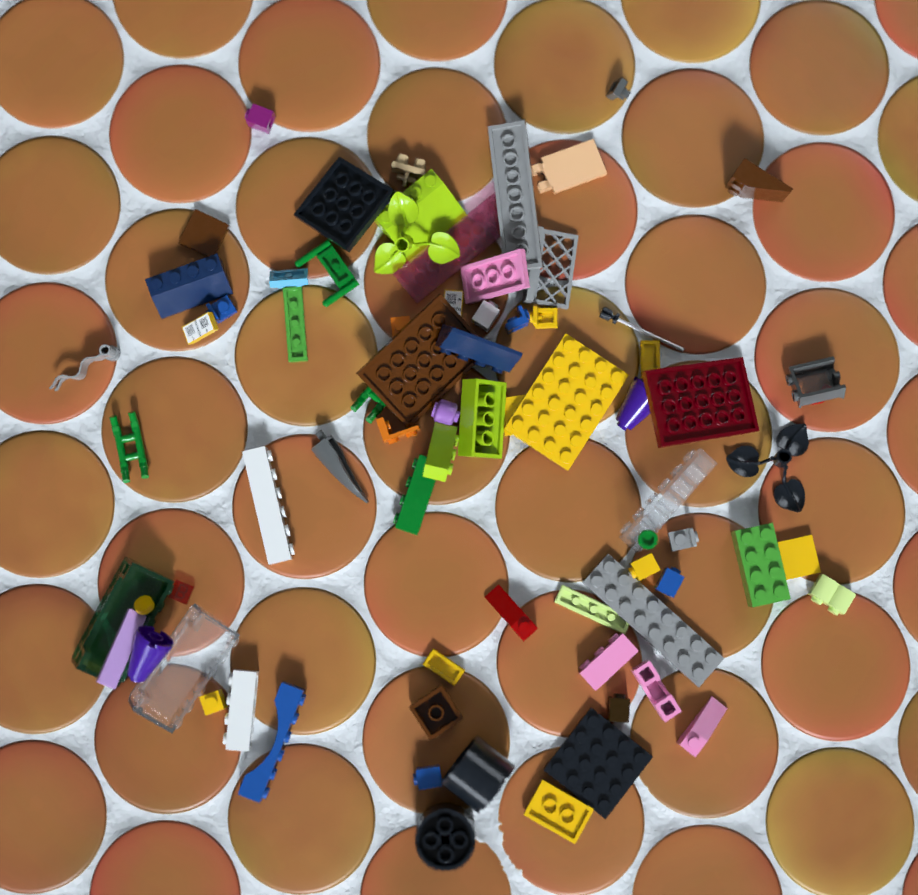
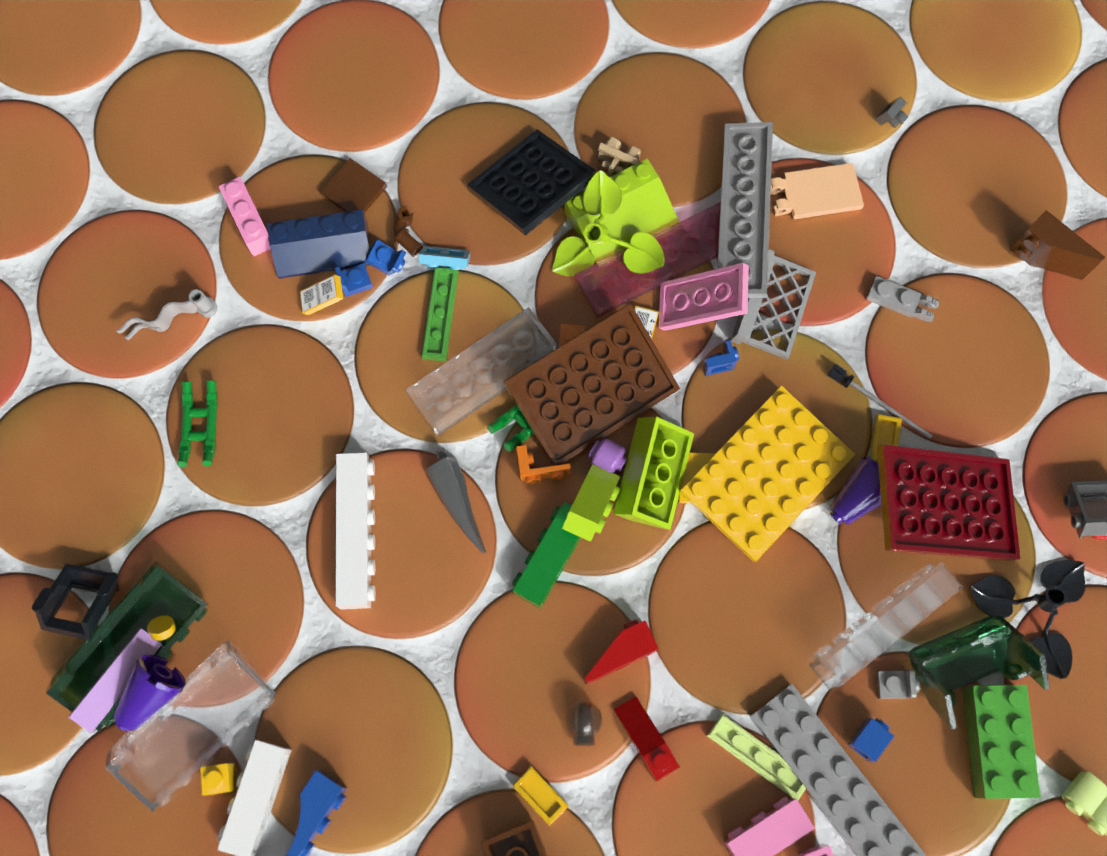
camera: 15 degrees right, 10 degrees down
(76, 580) = (73, 576): none -> black piece
(125, 274) = (246, 216): none -> bright pink arch
(181, 592) = (216, 622): clear red tile -> none
(243, 288) = (385, 258): none -> blue bracket
(251, 265) = (402, 233): none -> reddish brown piece
(260, 118) = (452, 71): magenta brick -> none
(334, 266) = (504, 256): green plate -> none
(337, 365) = (479, 371): none -> clear brick
(464, 610) = (583, 721): none -> clear smoke piece
(477, 348) = (665, 380): dark blue slope -> none
(486, 315) = (682, 346): white brick -> none
(486, 551) = (629, 647): none -> red slope
(544, 317) = (756, 362): yellow bracket -> none
(643, 567) = (838, 711): yellow brick -> none
(646, 245) = (901, 299): none -> light grey hinge
(647, 539) = (852, 671): green tile -> none
(731, 508) = (973, 654): none -> clear green windscreen
(799, 557) = (1057, 741): yellow tile -> none

